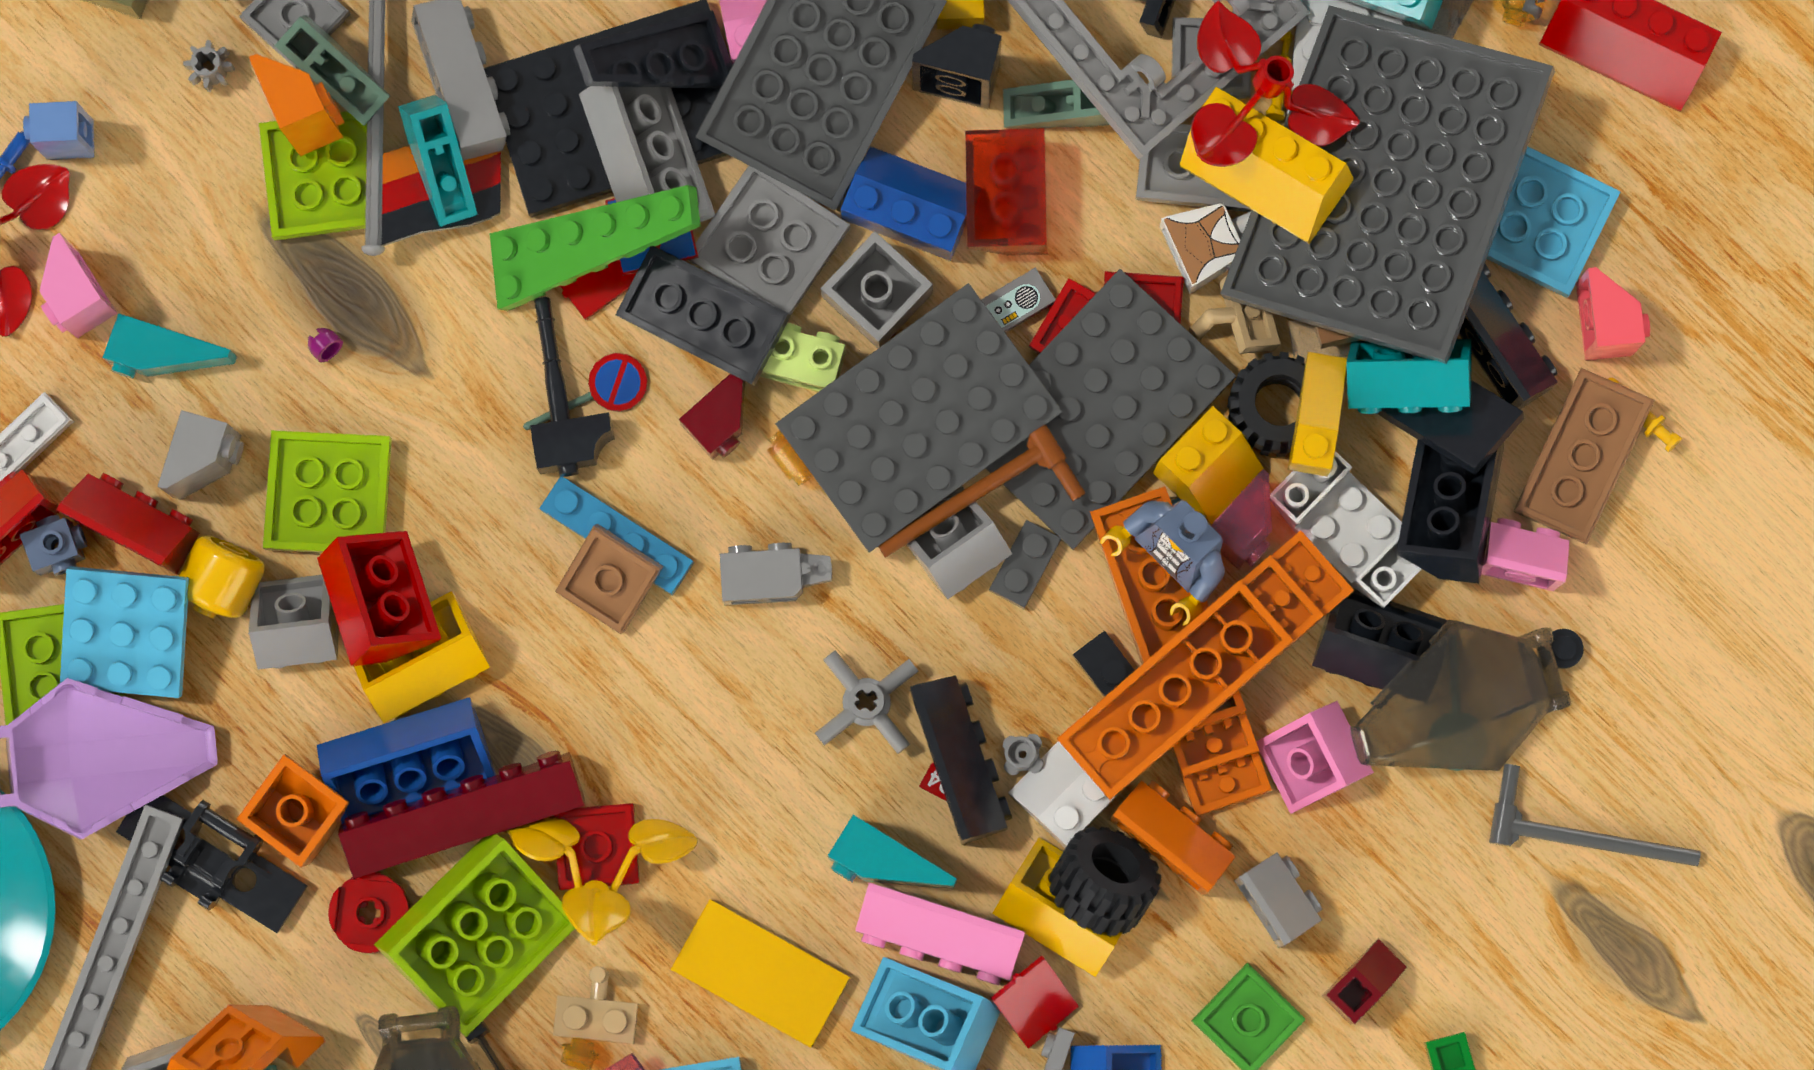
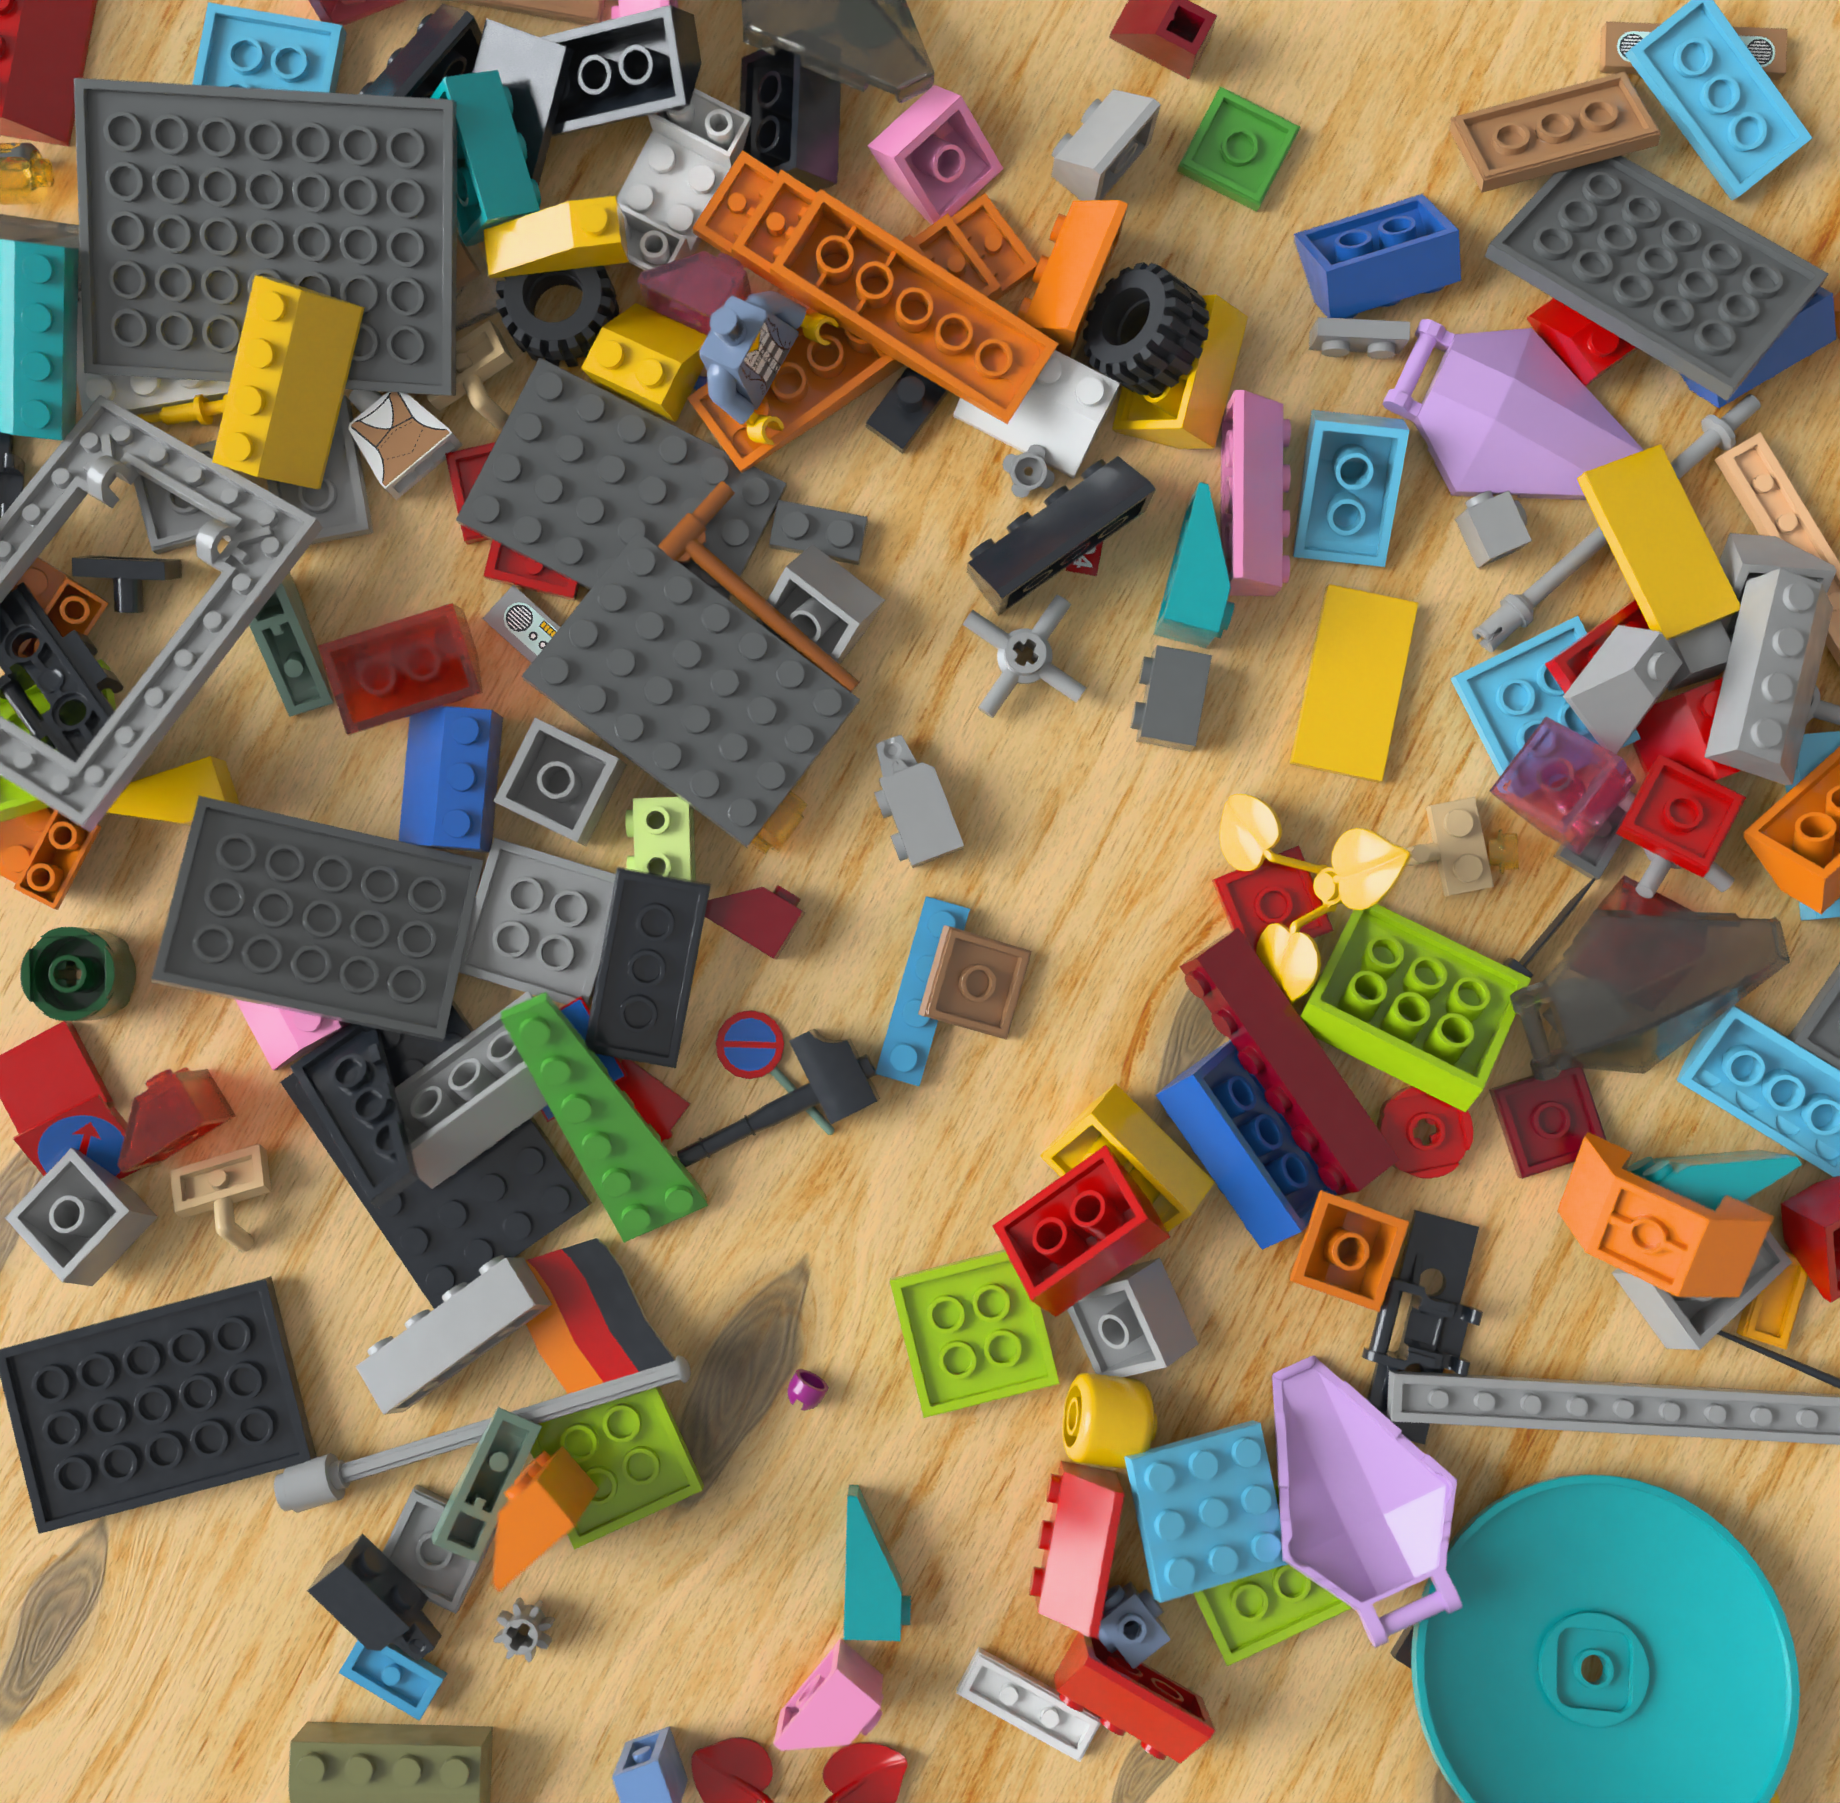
camera: 110 degrees left, 5 degrees up
(199, 454) = (978, 1492): light grey slope -> none
(346, 1019) = (1546, 1120): none -> dark red tile
(438, 158) = (554, 1327): teal slope -> none
(793, 813) = (1171, 698): none -> dark grey brick
(960, 66) = (272, 757): black slope -> none
(1034, 1002) = (1295, 375): piece -> none
(1222, 136) = (262, 429): red plant -> none

